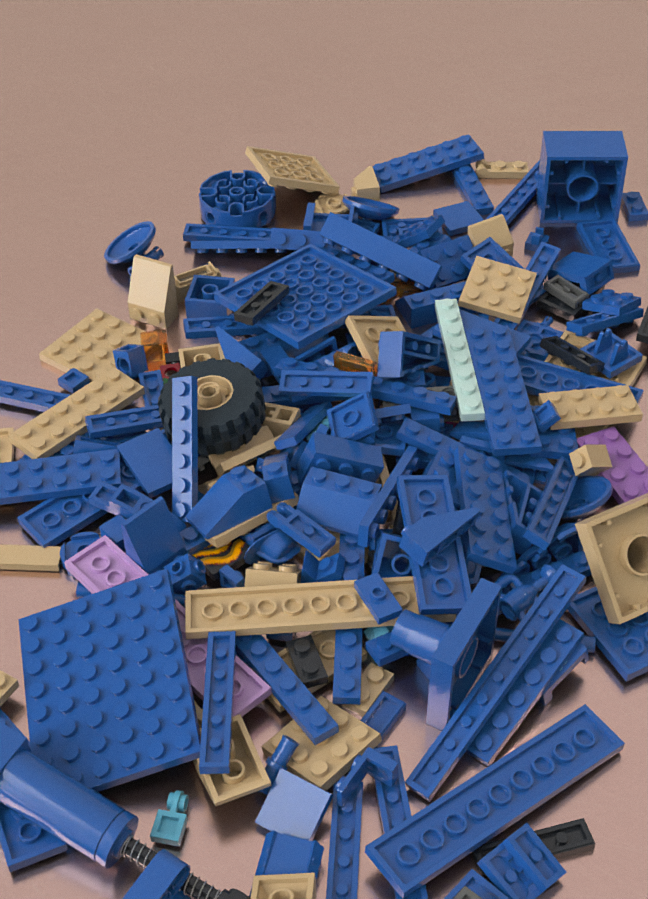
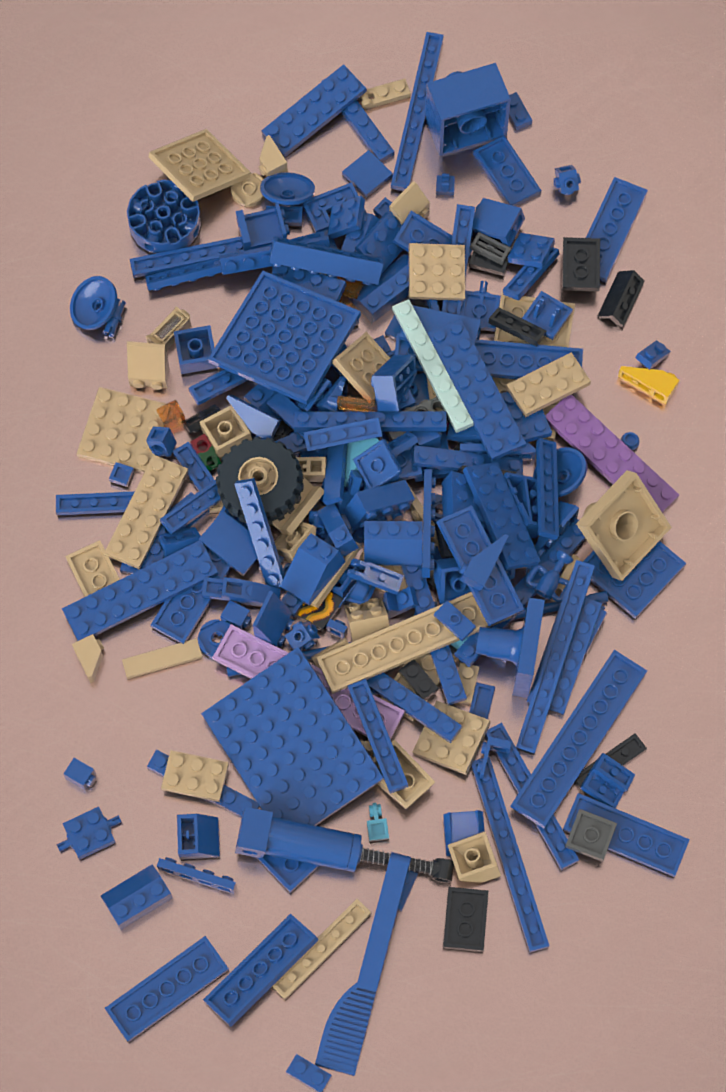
camera: 20 degrees left, 25 degrees up
(261, 303) = (259, 366): black plate -> none
(279, 759) = (430, 763): blue pin -> none
(294, 806) = (453, 790): tile -> none
(546, 416) = (519, 409): blue tile -> none
(590, 460) = (563, 438): tan brick -> none

